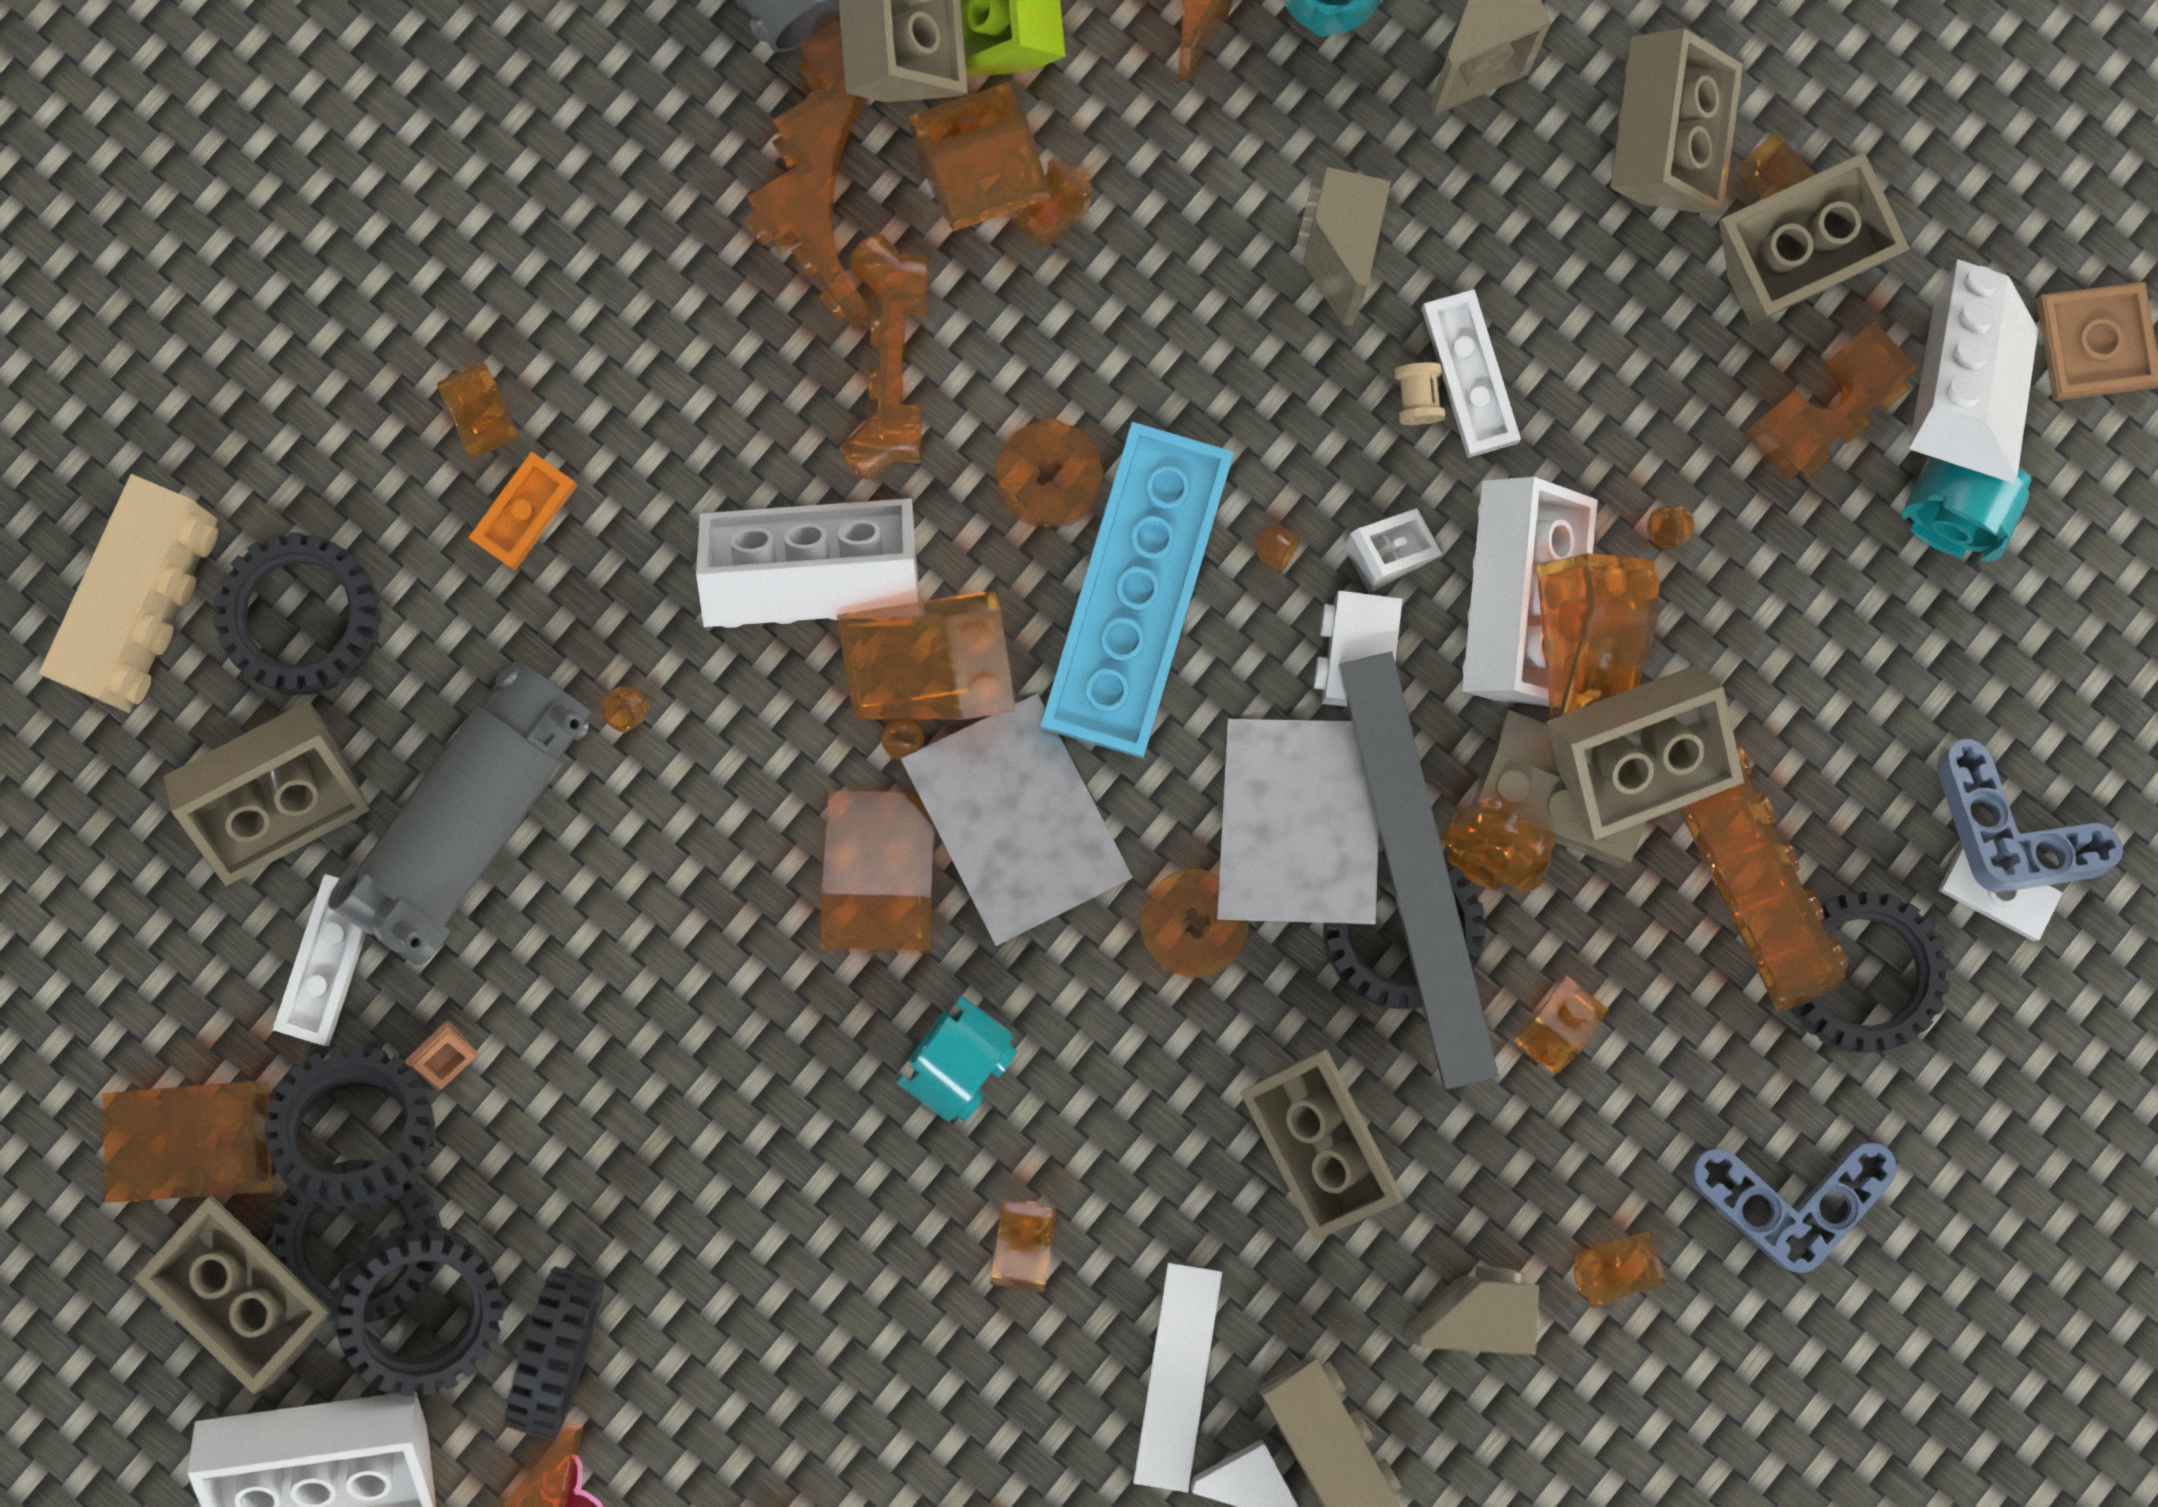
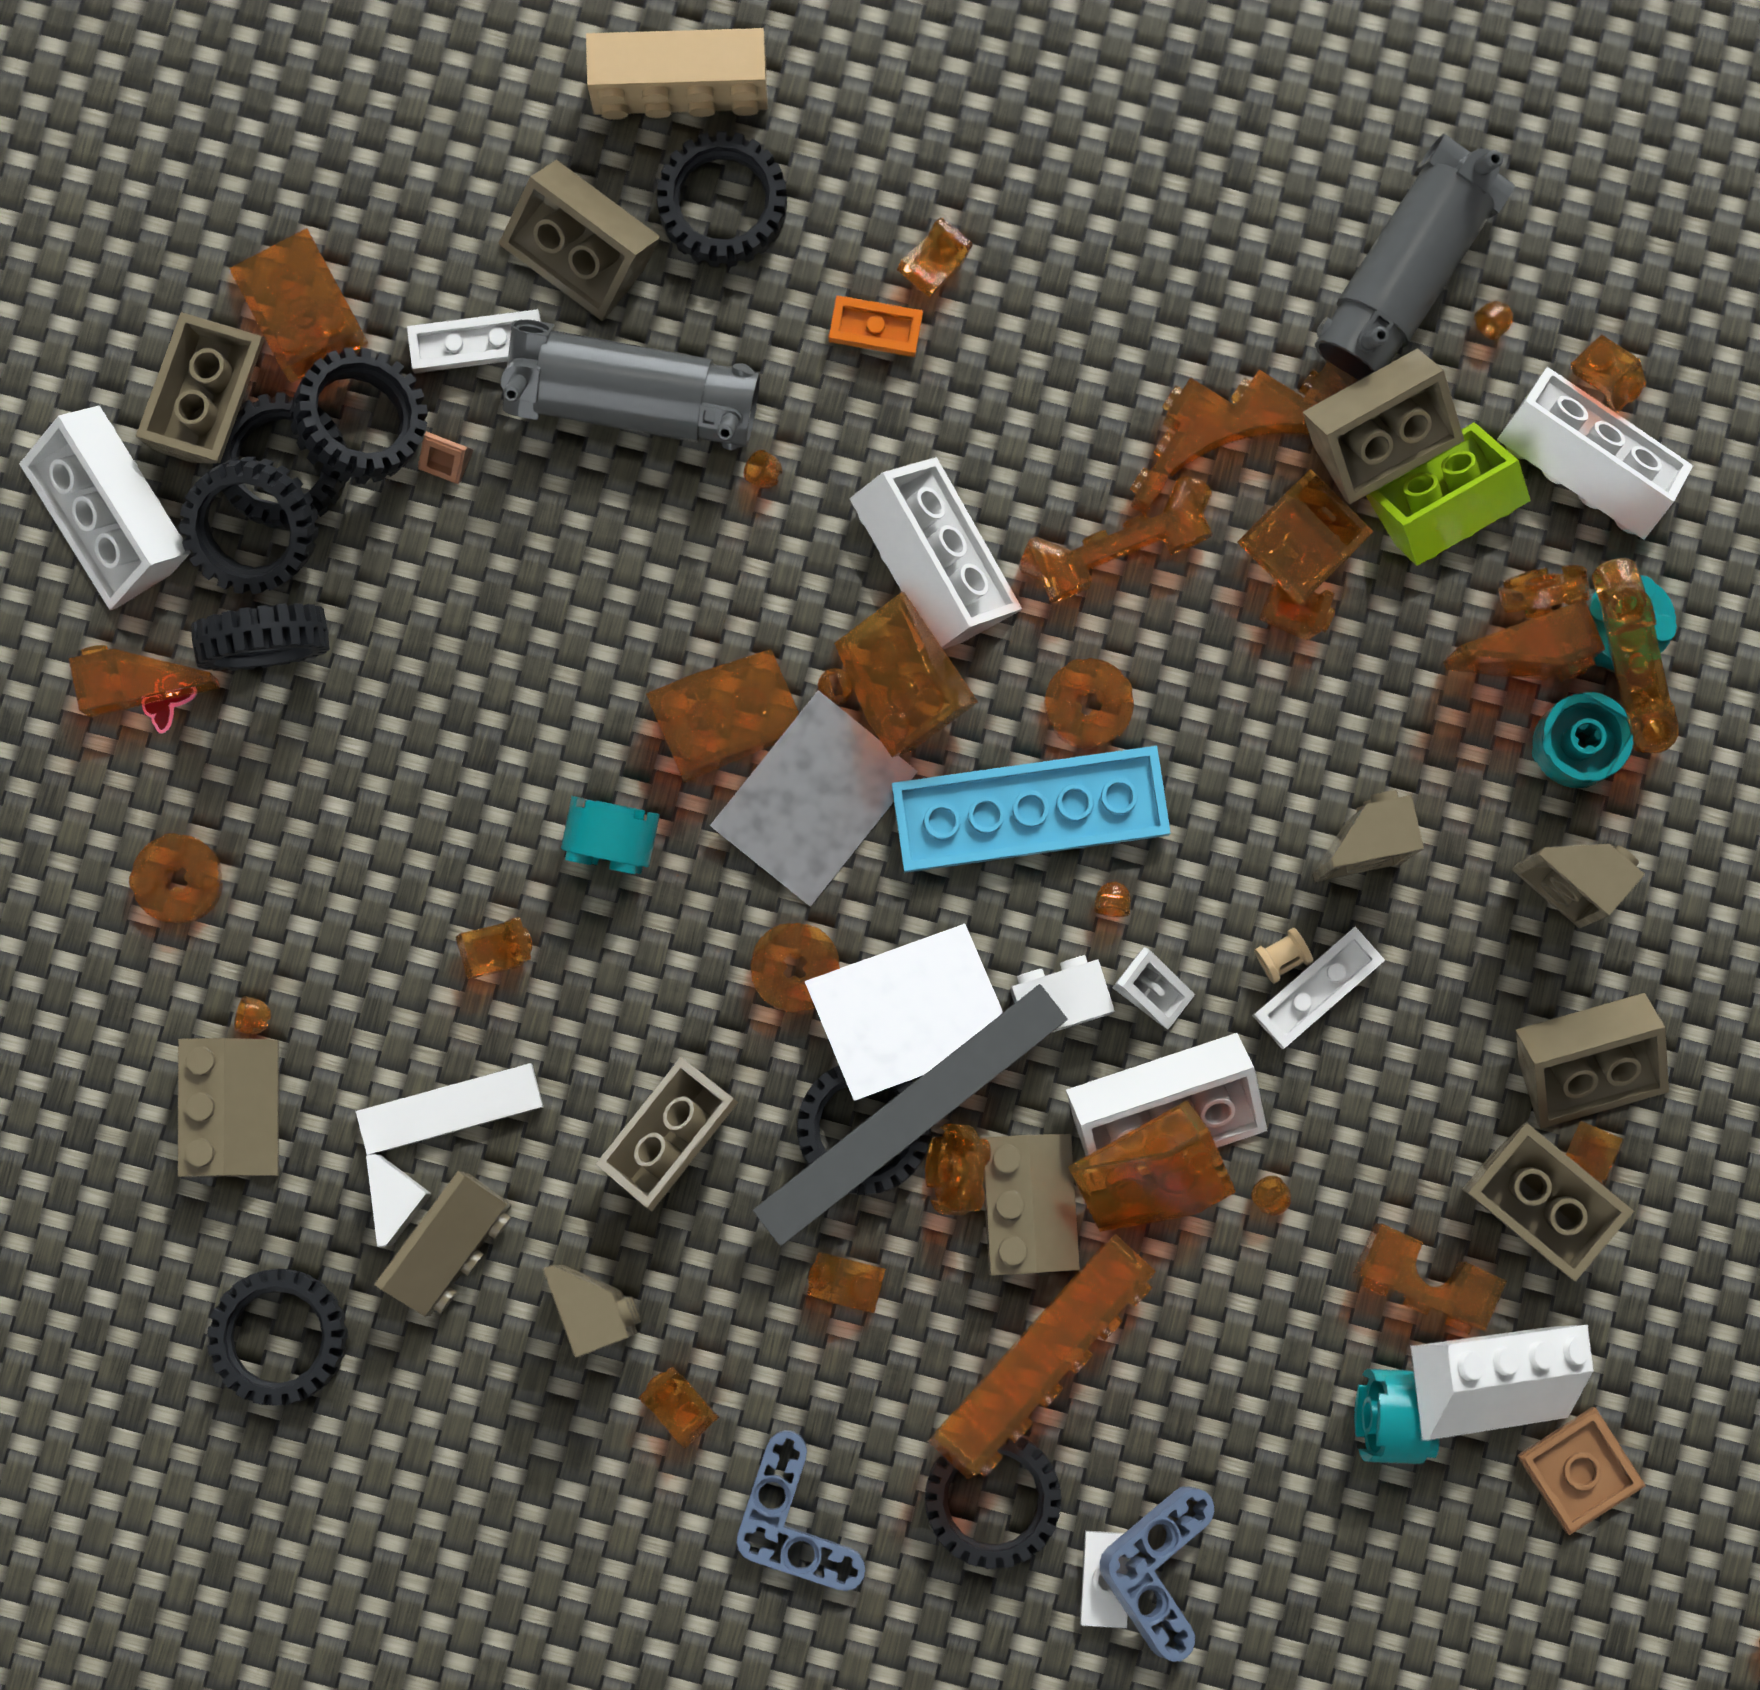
camera: 65 degrees right, 0 degrees up
(1646, 751) = (1079, 1247): dark tan slope -> none

